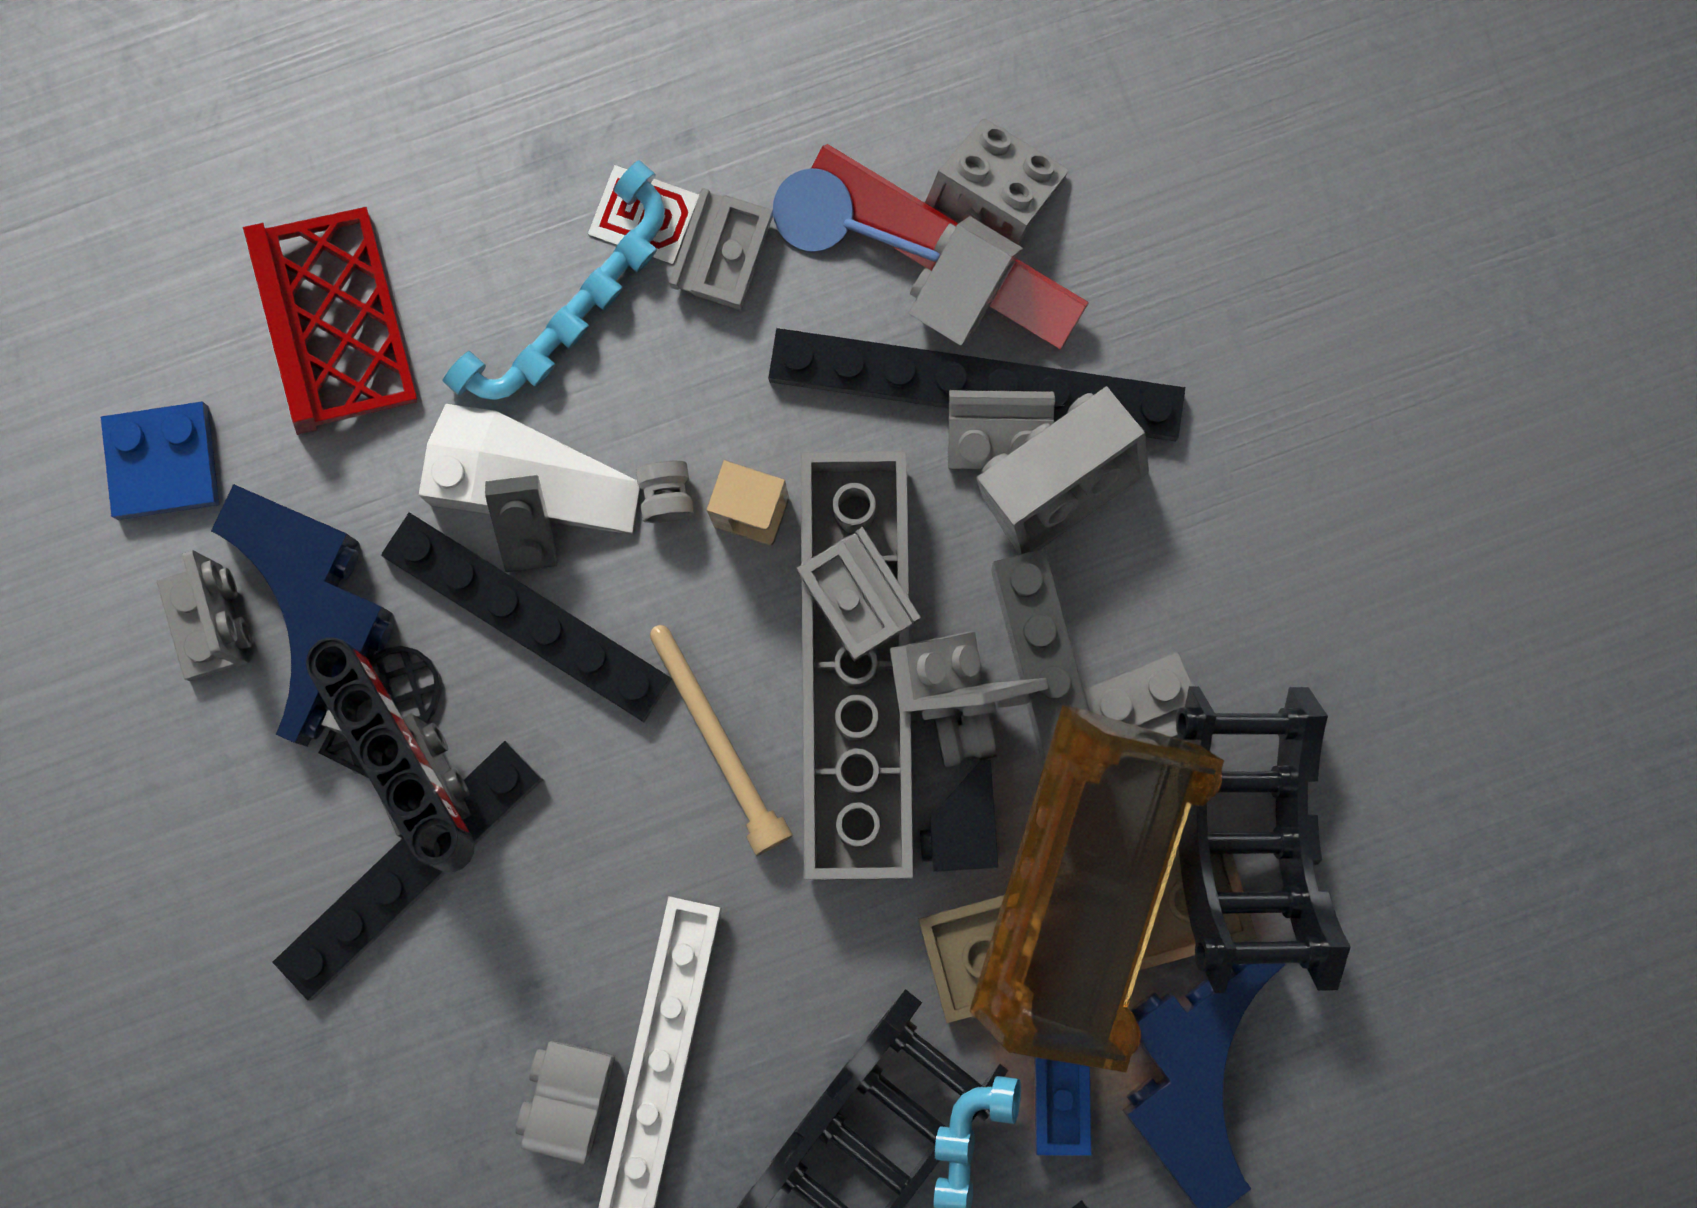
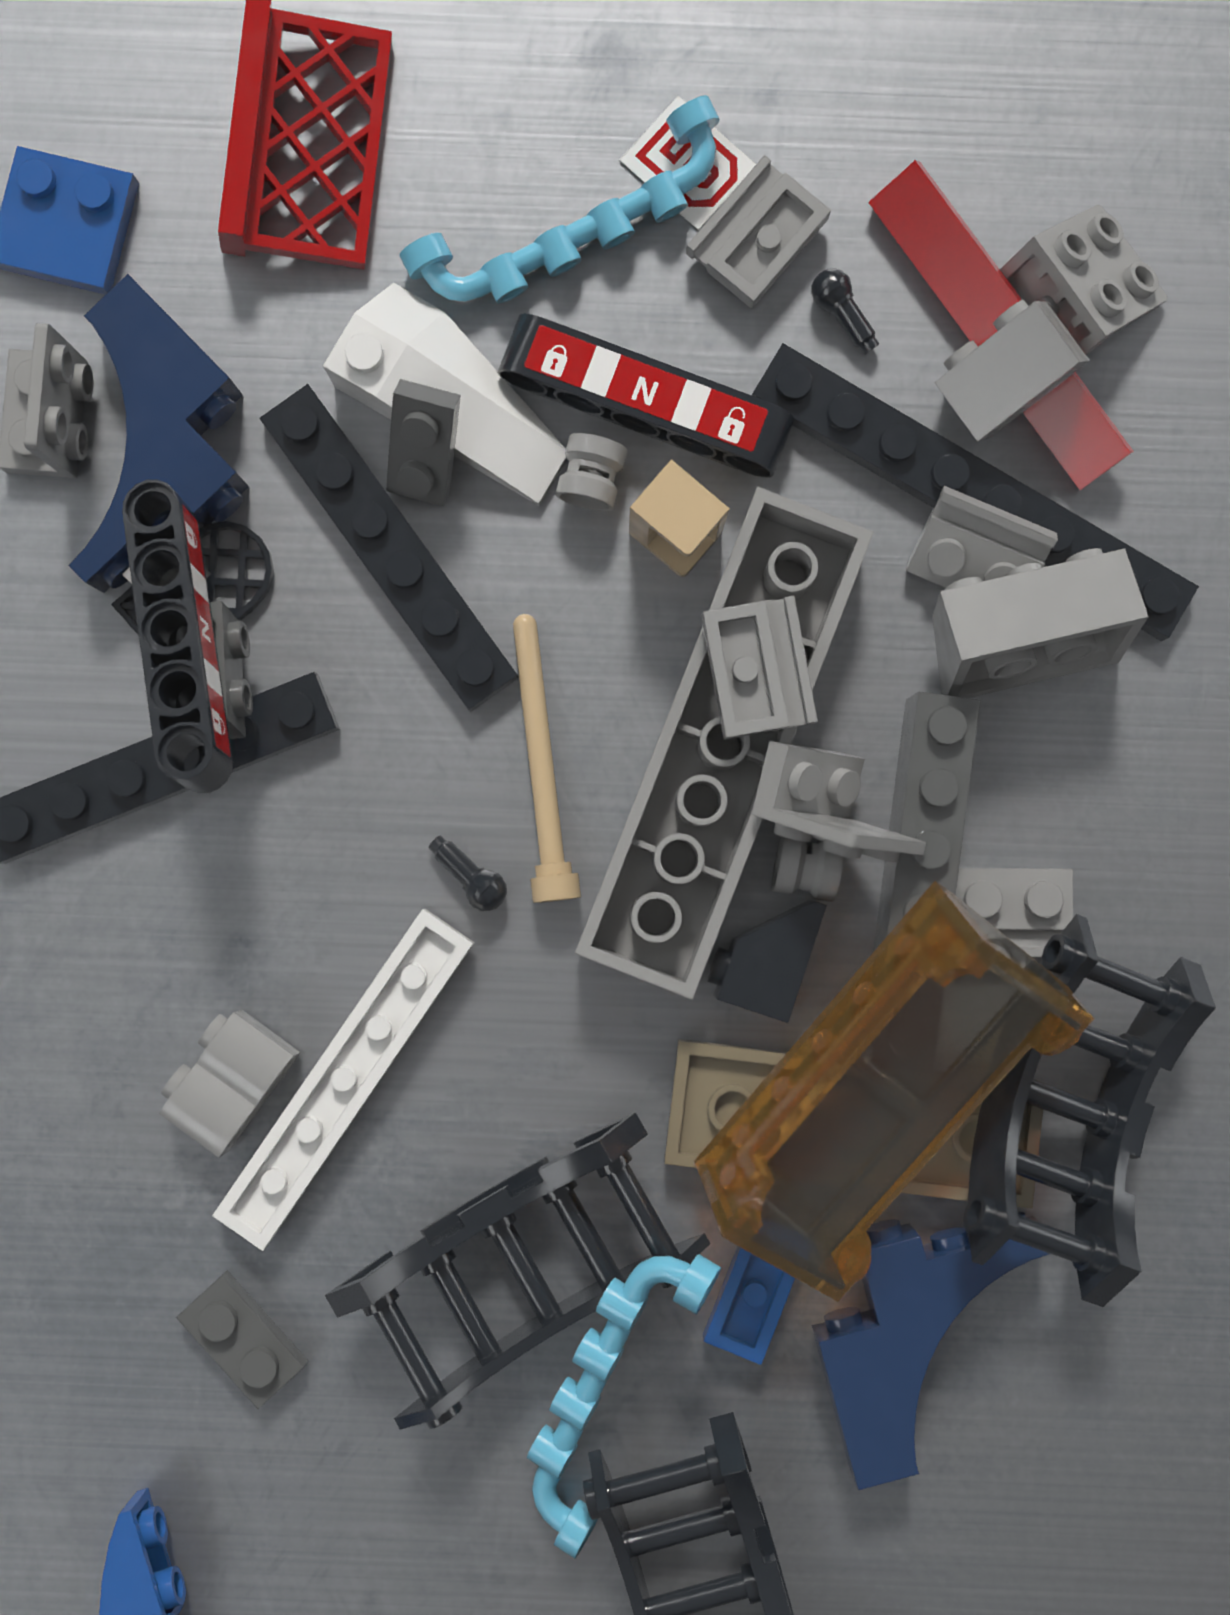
camera: 15 degrees right, 5 degrees up
(683, 413) = (646, 395): none -> beam
(710, 859) = (482, 887): none -> black piece
(800, 272) = (833, 293): none -> black piece
(817, 211) = (877, 233): medium blue piece -> none

